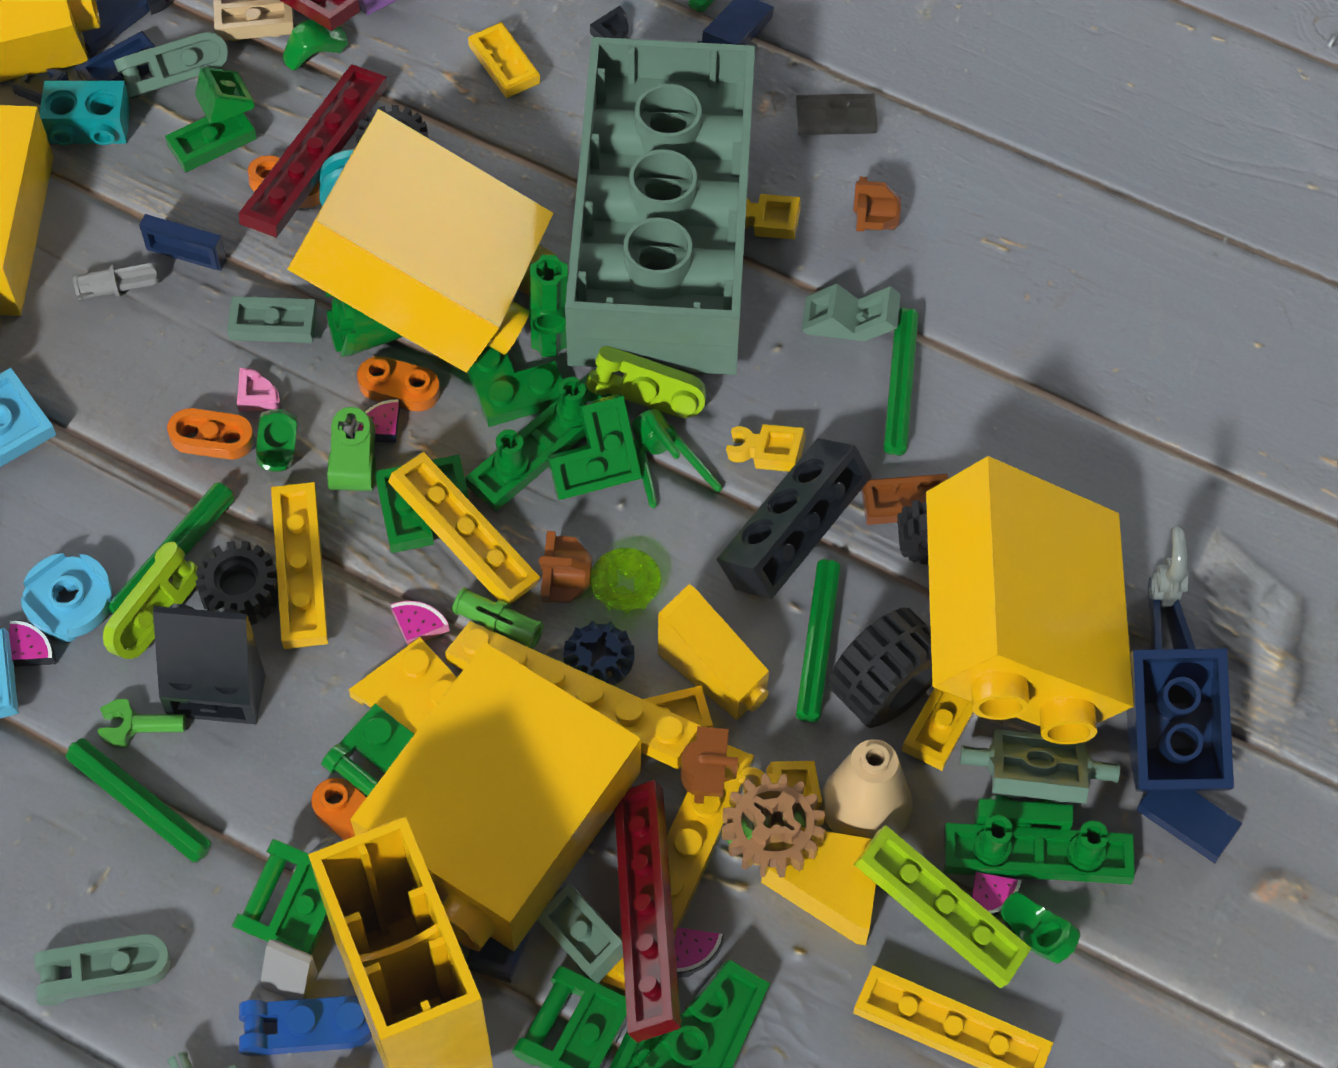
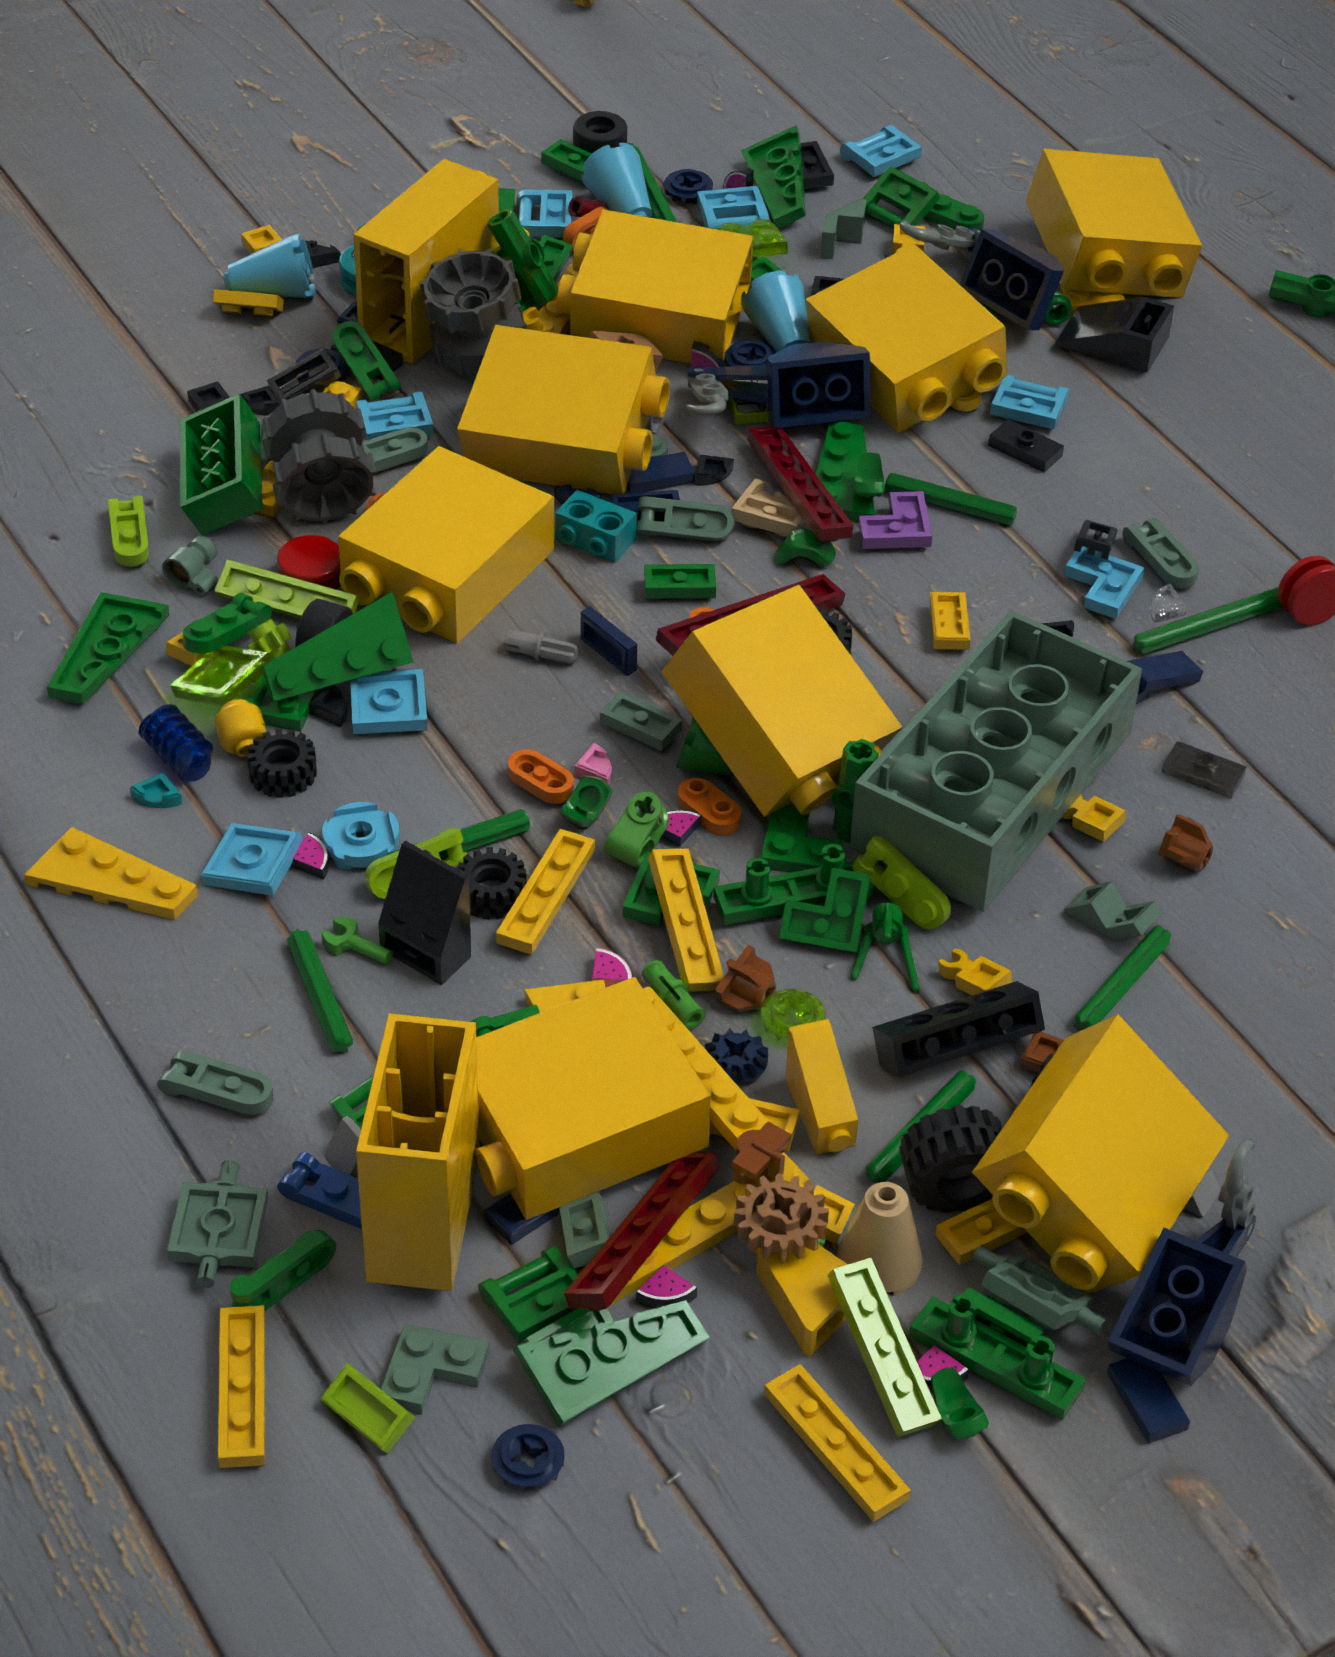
camera: 30 degrees right, 15 degrees down
(222, 94) = (708, 553): green slope -> none

